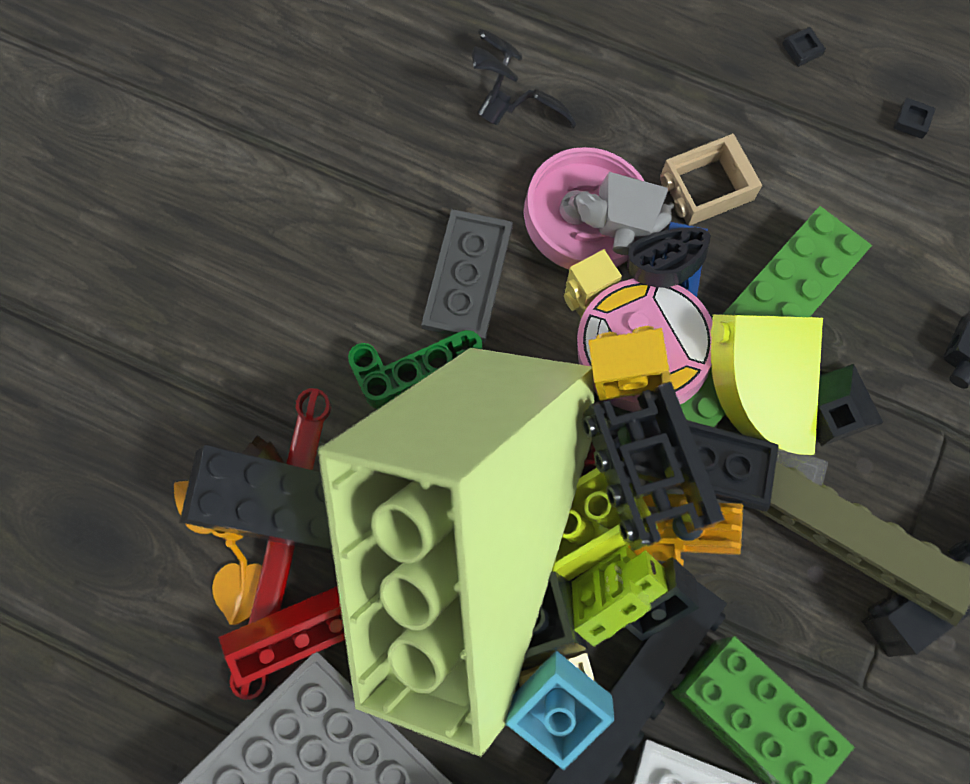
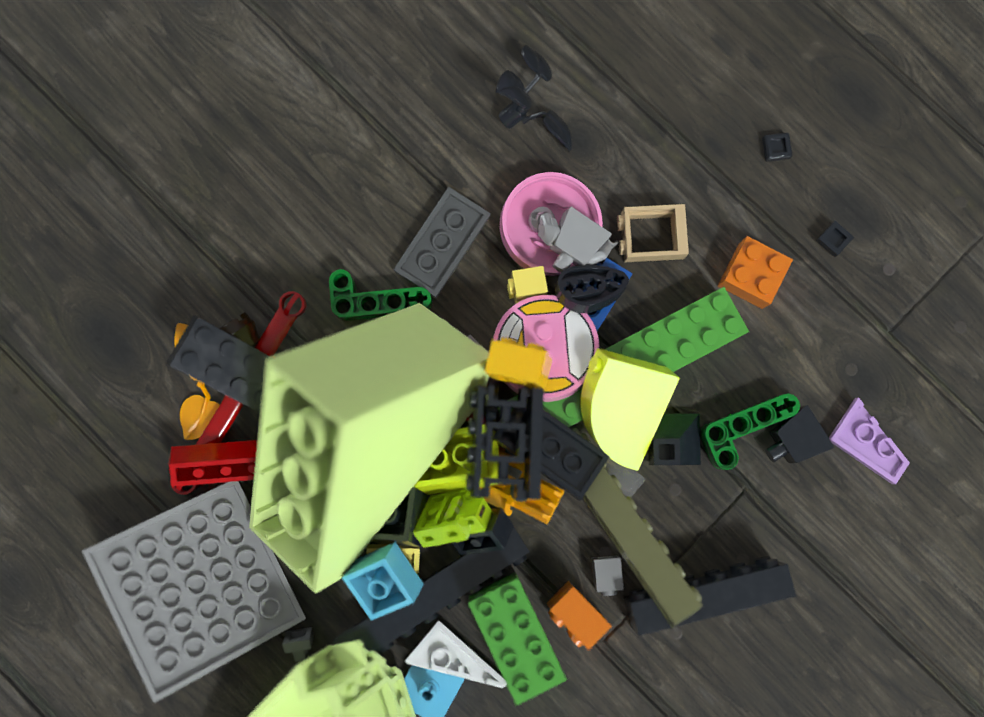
camera: 15 degrees right, 10 degrees up
(823, 661) = (580, 617): none -> orange brick
(833, 598) = (607, 575): none -> light grey brick
(845, 181) = (755, 272): none -> orange brick
(917, 352) = (750, 424): none -> green beam

